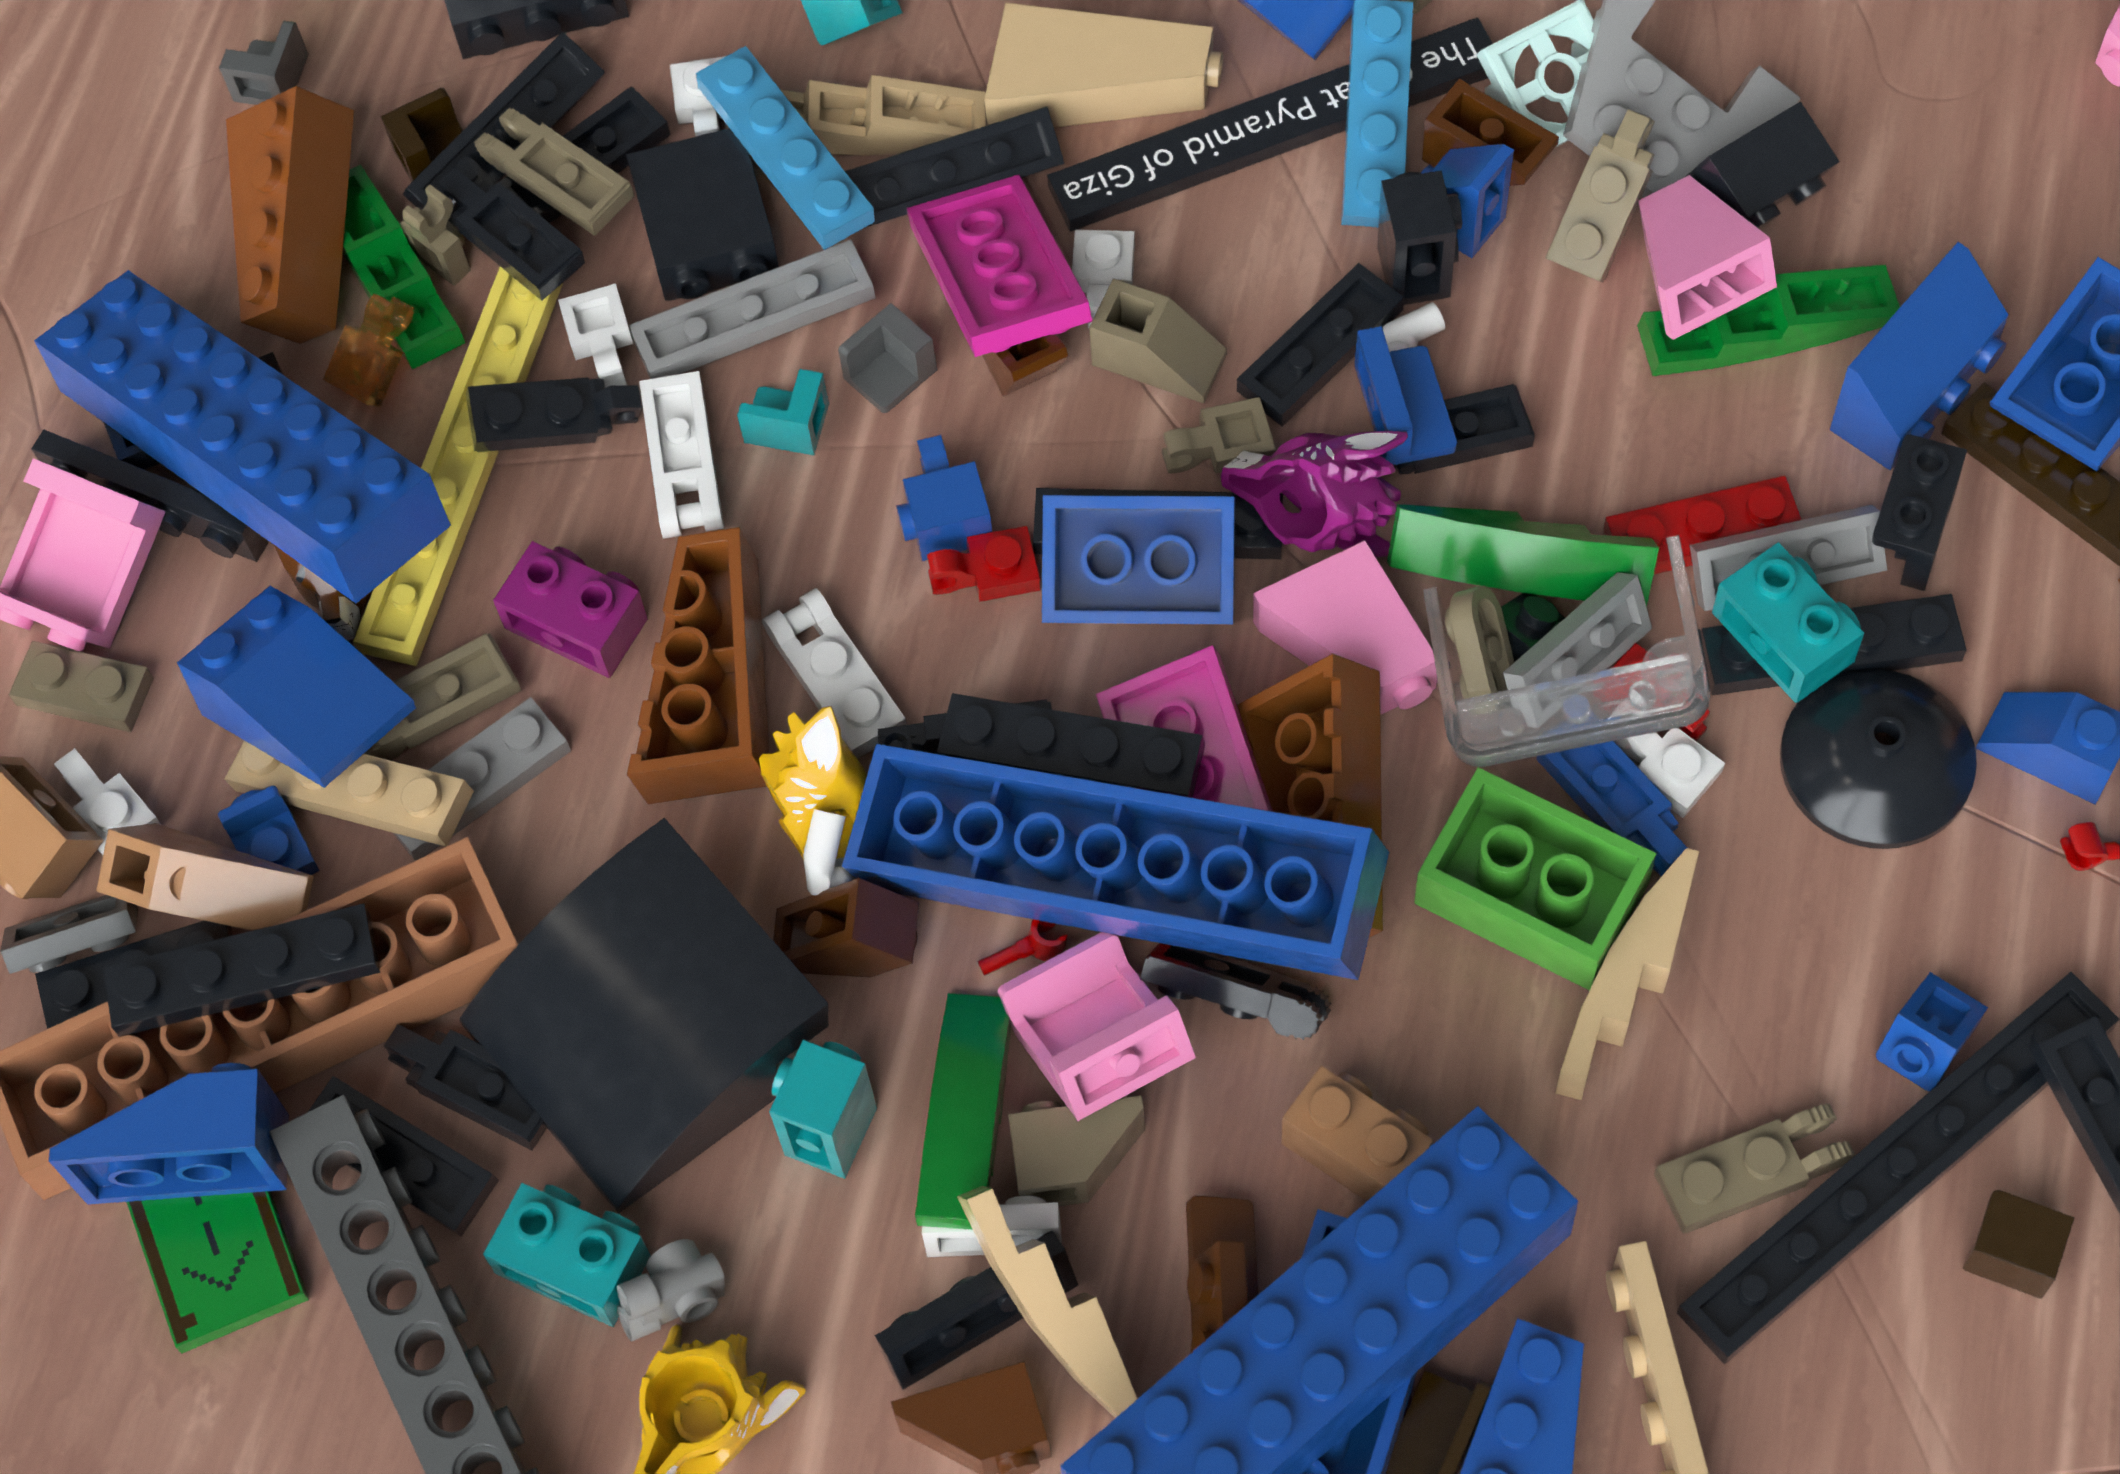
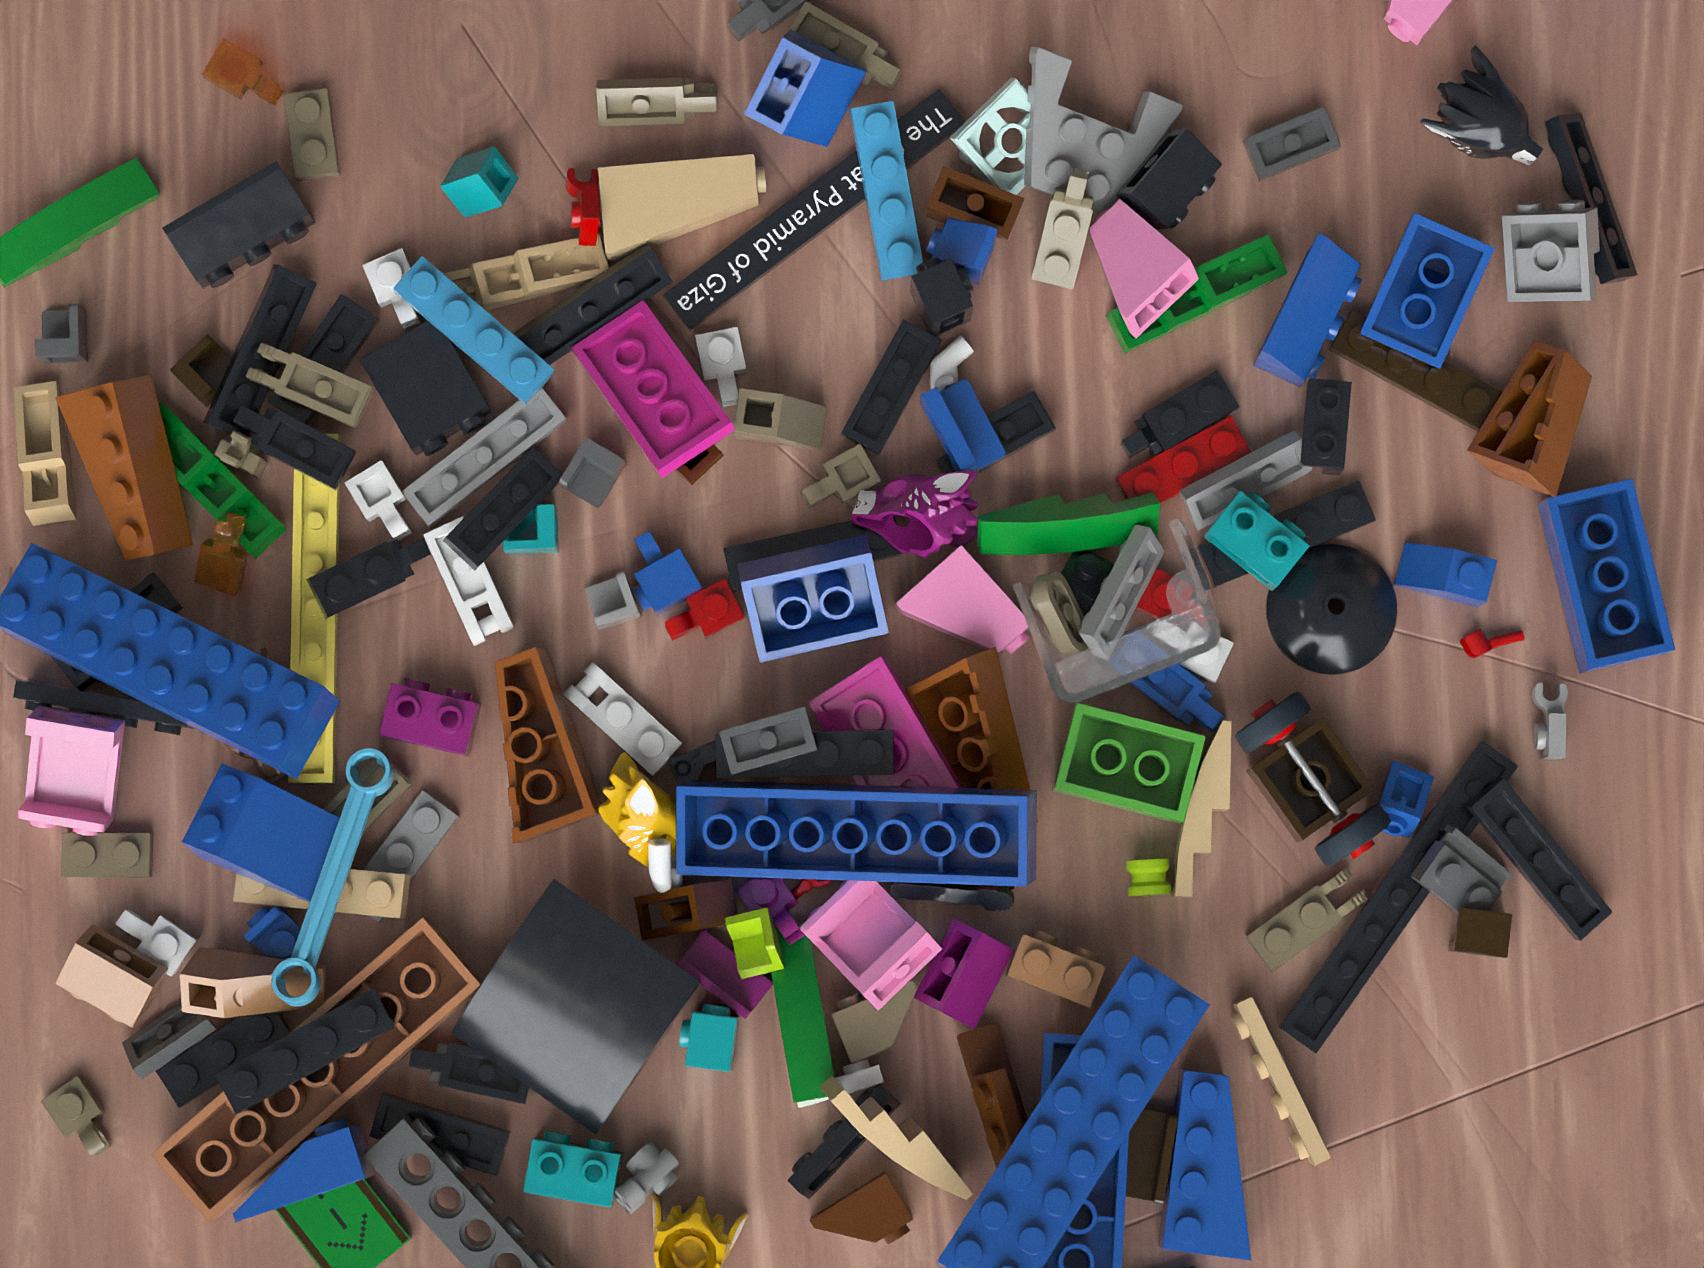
camera: 20 degrees left, 20 degrees up
(187, 196) = (43, 454): none -> tan slope
(360, 759) = (332, 877): none -> medium azure piece
(751, 370) = (503, 508): none -> black plate
(867, 523) = (612, 602): none -> light grey panel
(874, 1030) = (718, 972): none -> magenta panel
(928, 990) = (755, 943): none -> lime panel
(968, 952) = (775, 896): none -> magenta plate
(974, 53) = (584, 211): none -> red plate
(1022, 705) = (768, 740): none -> dark grey plate
(1219, 1110) = (964, 973): none -> magenta brick
(1527, 1047) = (1148, 877): none -> lime wheel
(1712, 463) = (1181, 416): none -> black hinge
(1799, 954) = (1311, 780): none -> brick
(1940, 170) = (1291, 143): none -> dark grey plate
(2004, 1144) = (1461, 873): none -> dark grey plate

